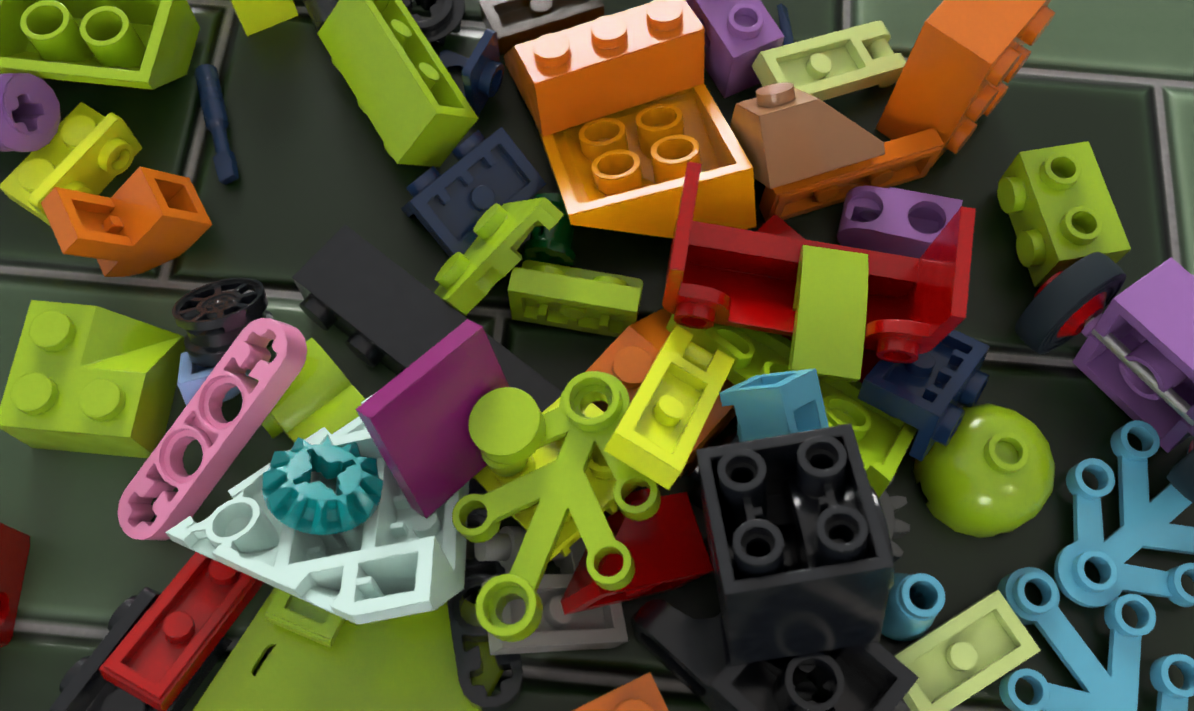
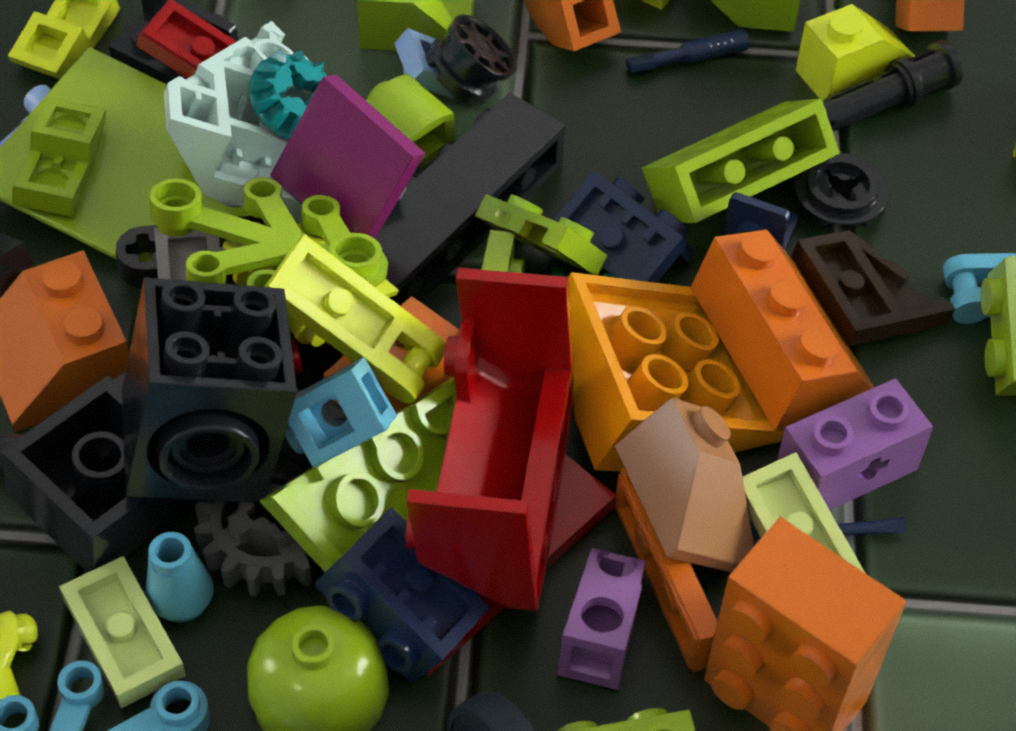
camera: 90 degrees right, 15 degrees down
(204, 422) = (372, 54): bright pink beam -> none
(507, 425) = (336, 201): lime tile -> none
(830, 313) = (463, 469): lime slope -> none

